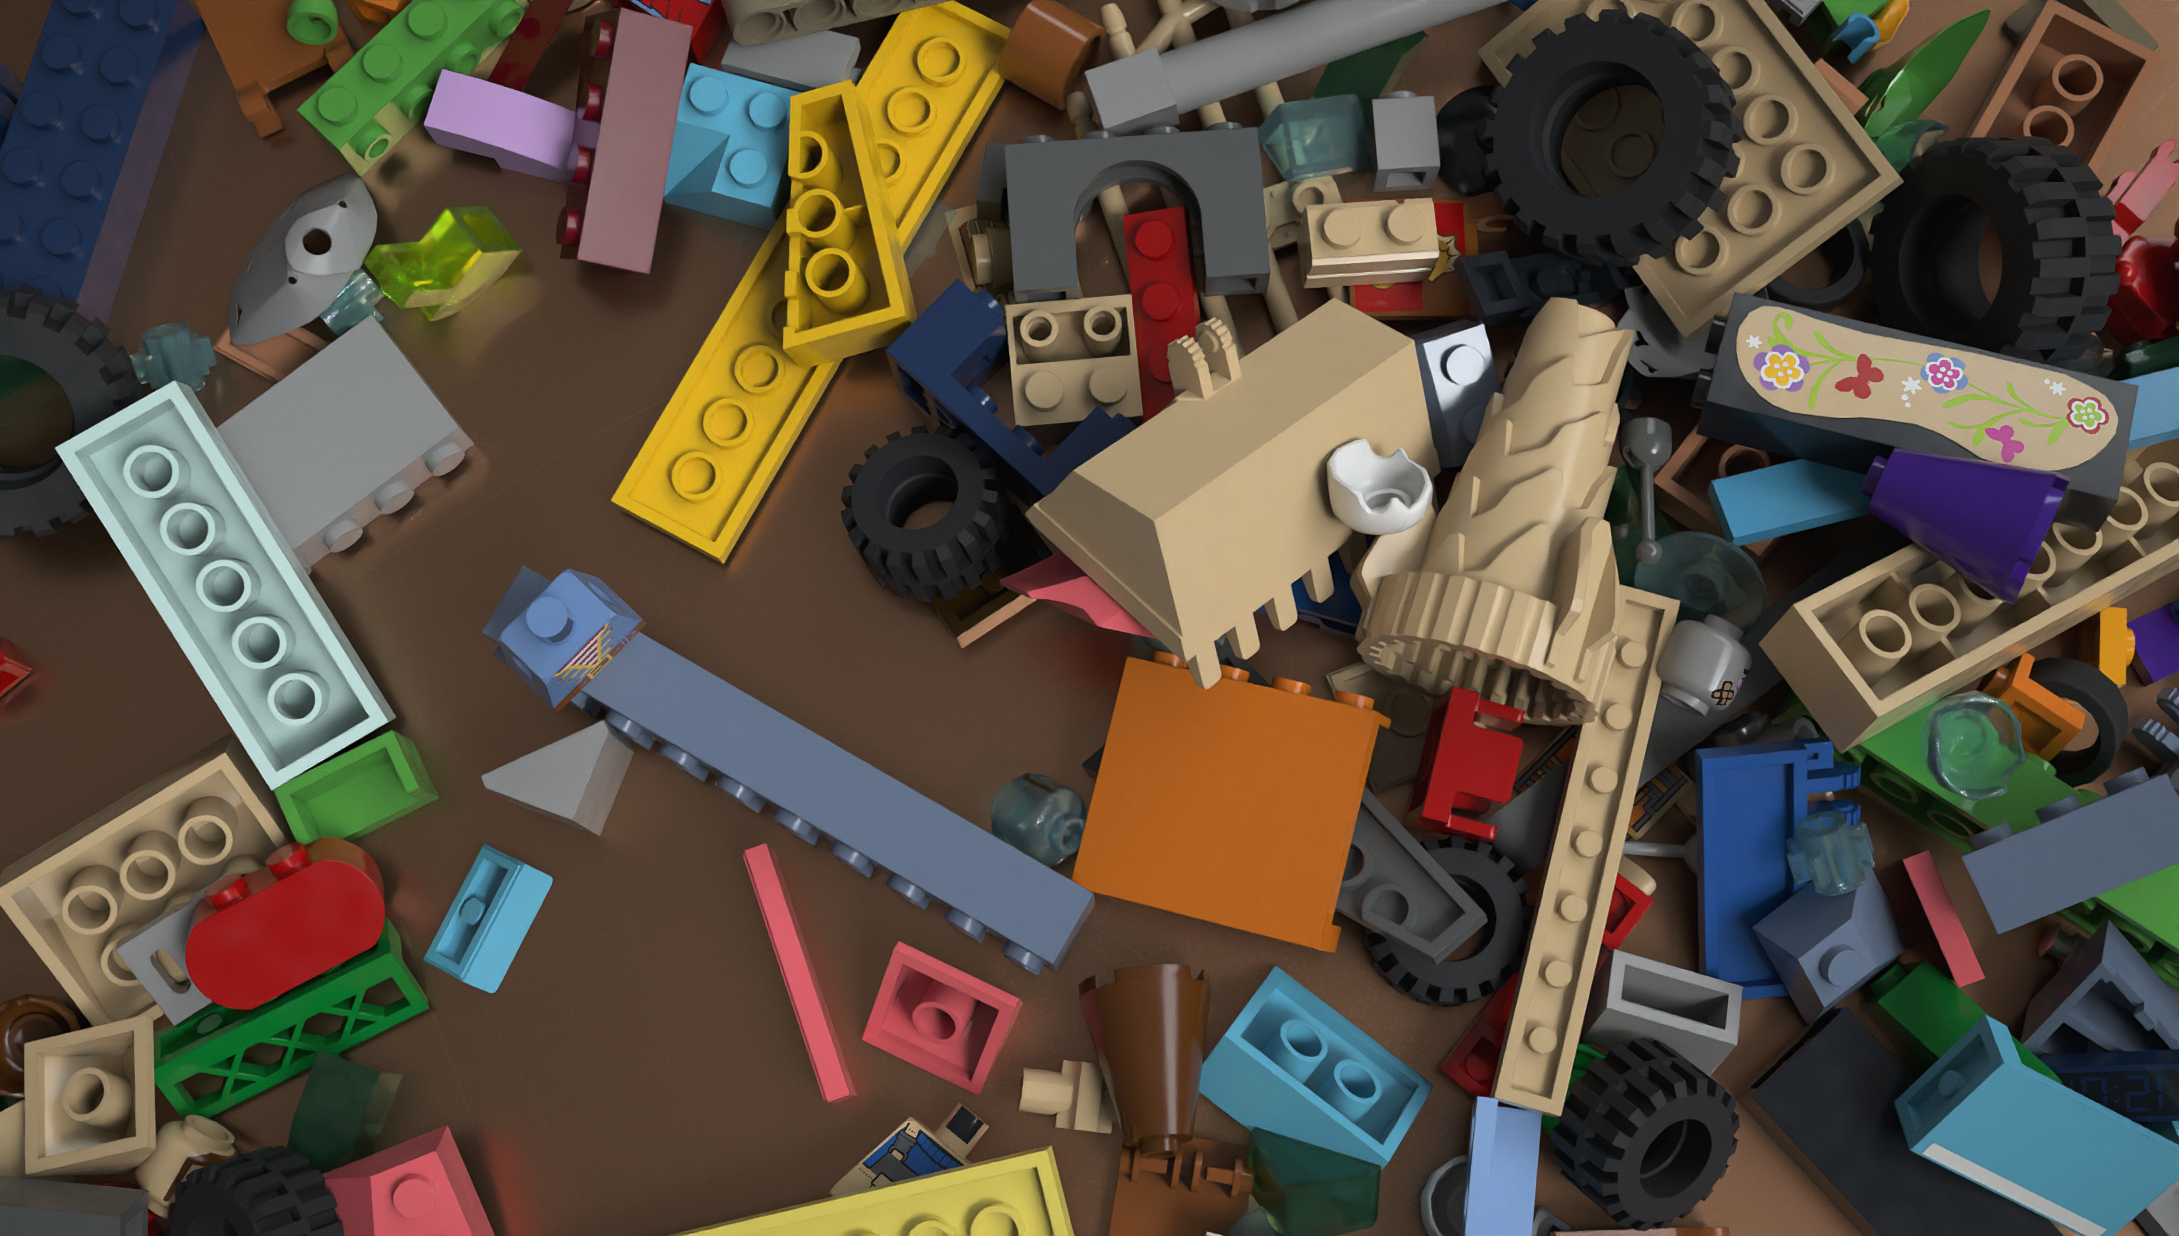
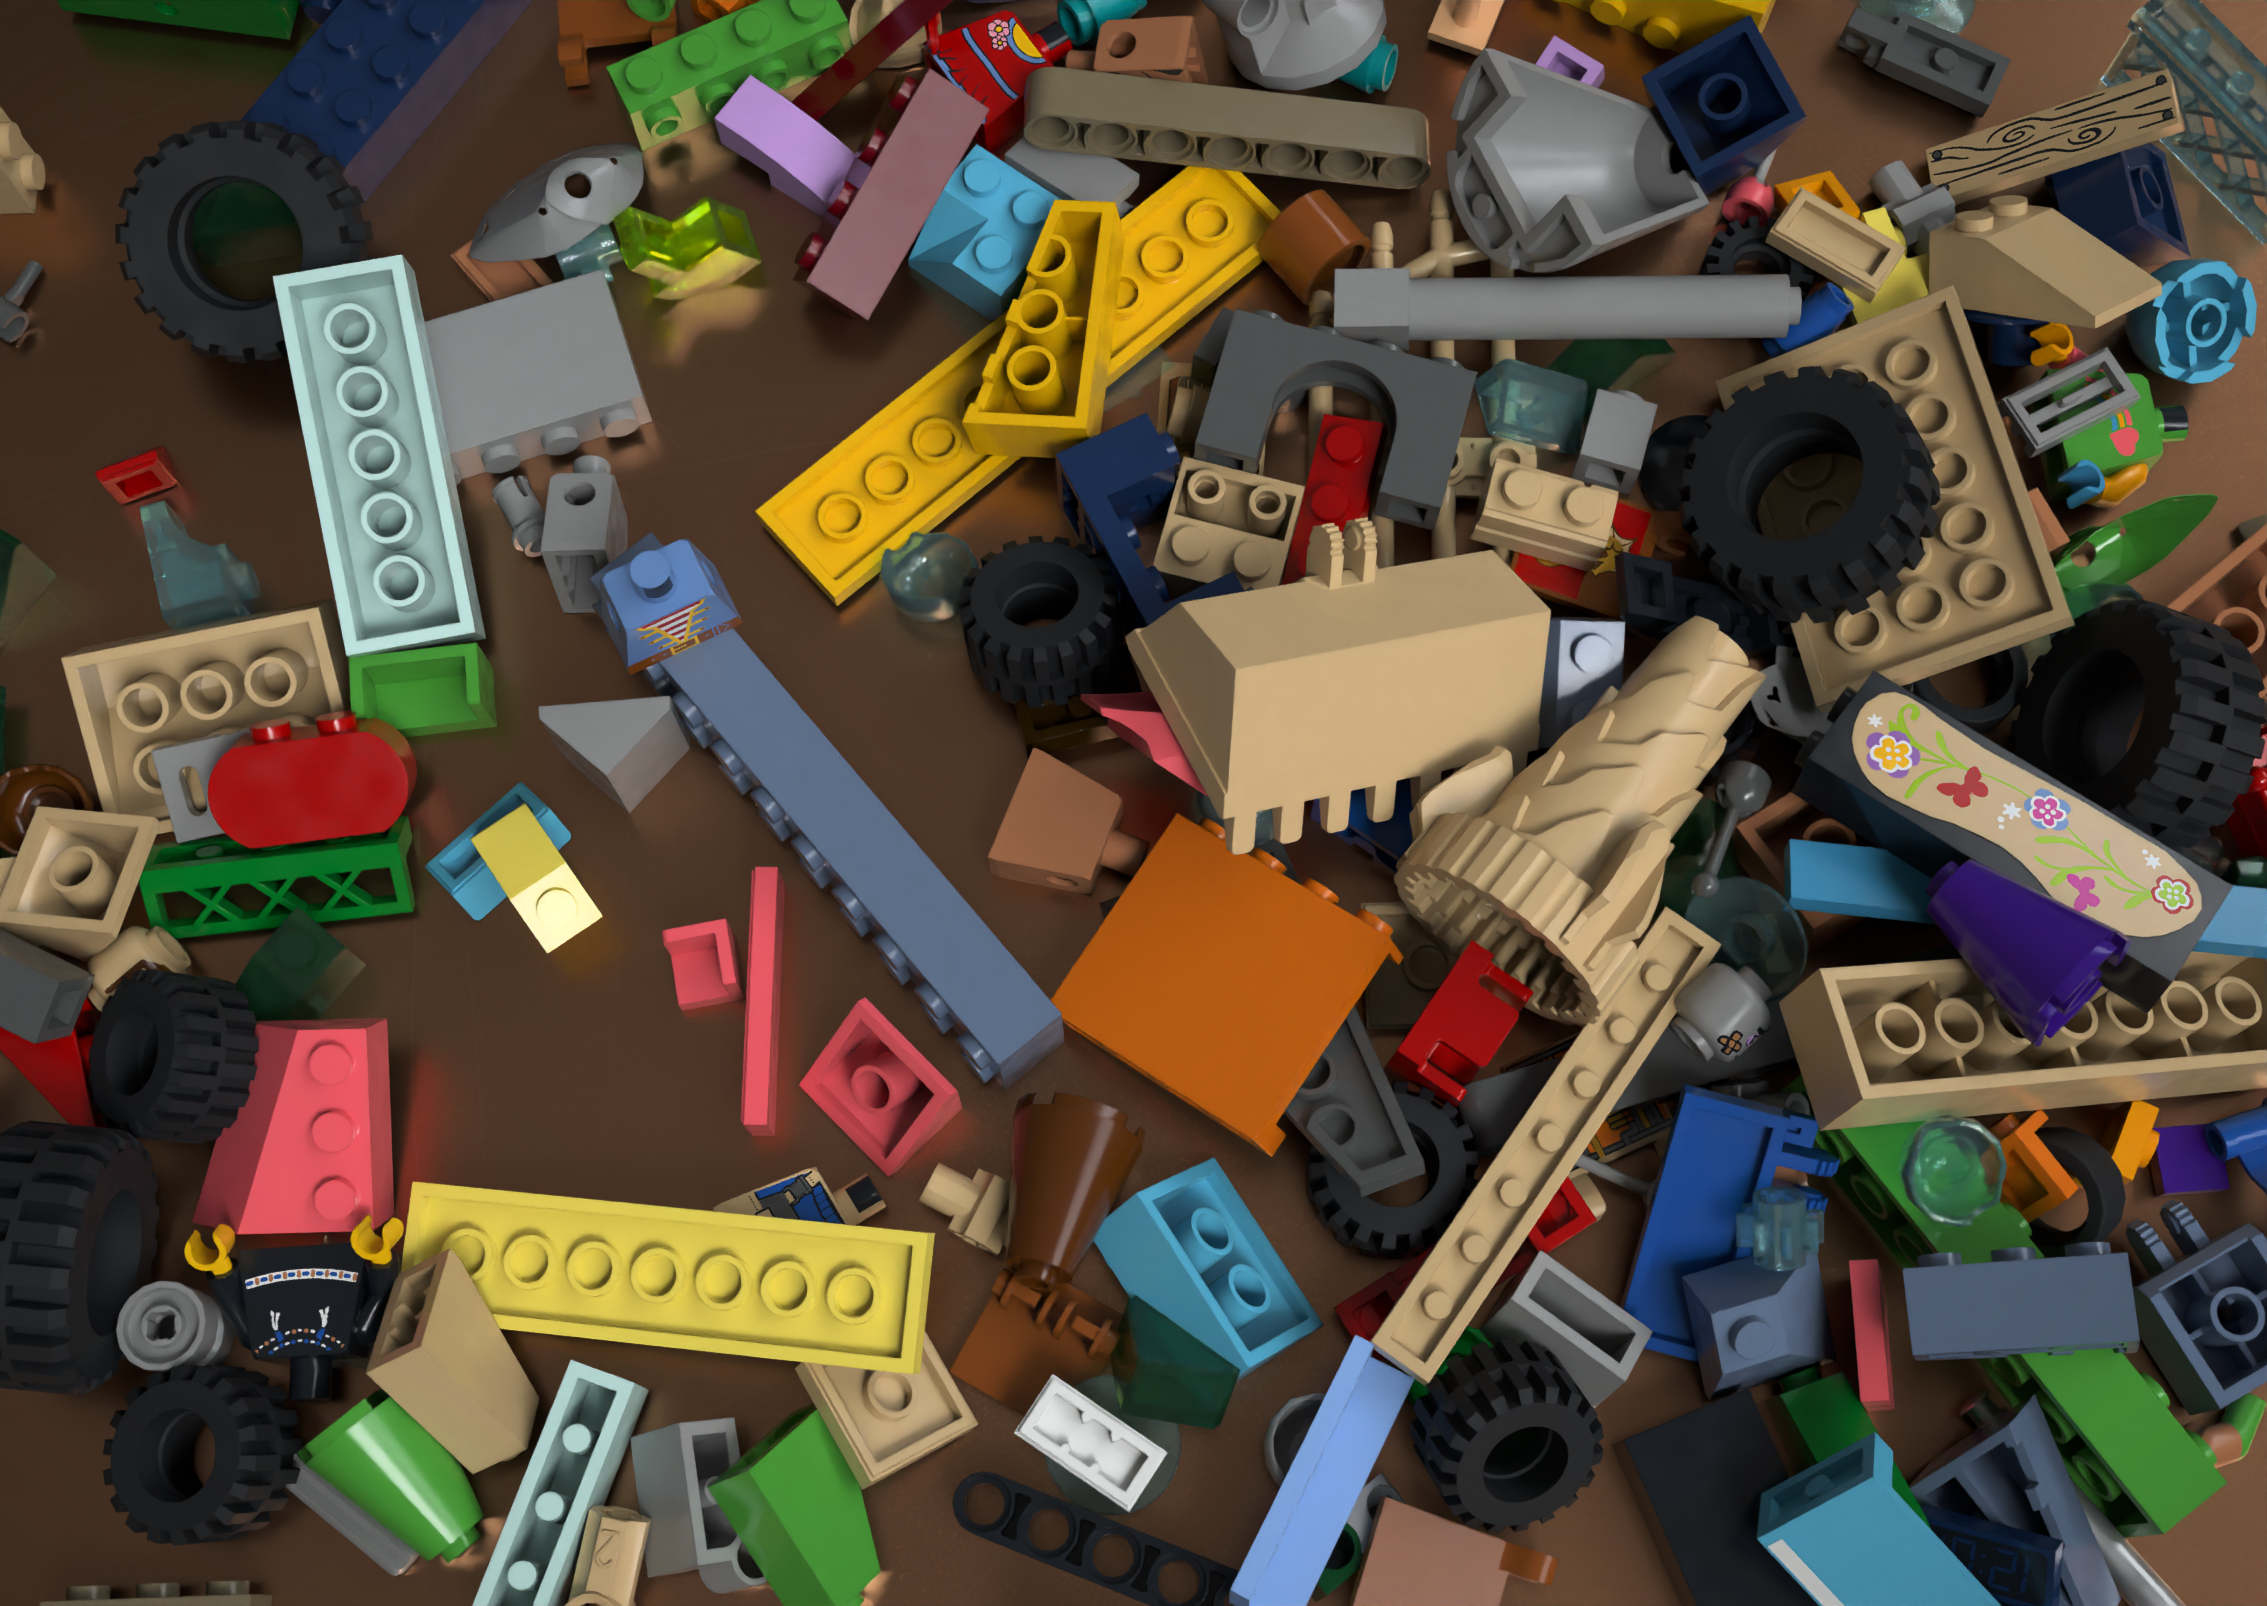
camera: 15 degrees right, 5 degrees down
(86, 763) = (195, 579): none -> clear light blue arch
(173, 354) = (417, 243): clear light blue gear -> none
(401, 594) = (522, 513): none -> light grey pin
(452, 580) = (581, 520): none -> light grey torso
(538, 937) = (536, 878): none -> light yellow slope
(730, 959) = (705, 964): none -> coral panel
(802, 504) = (927, 575): none -> clear light blue hair
(1022, 706) = (1062, 830): none -> nougat torso
(1039, 818) = (1041, 935): clear light blue head -> none
(1376, 491) = (1462, 733): white hair -> none

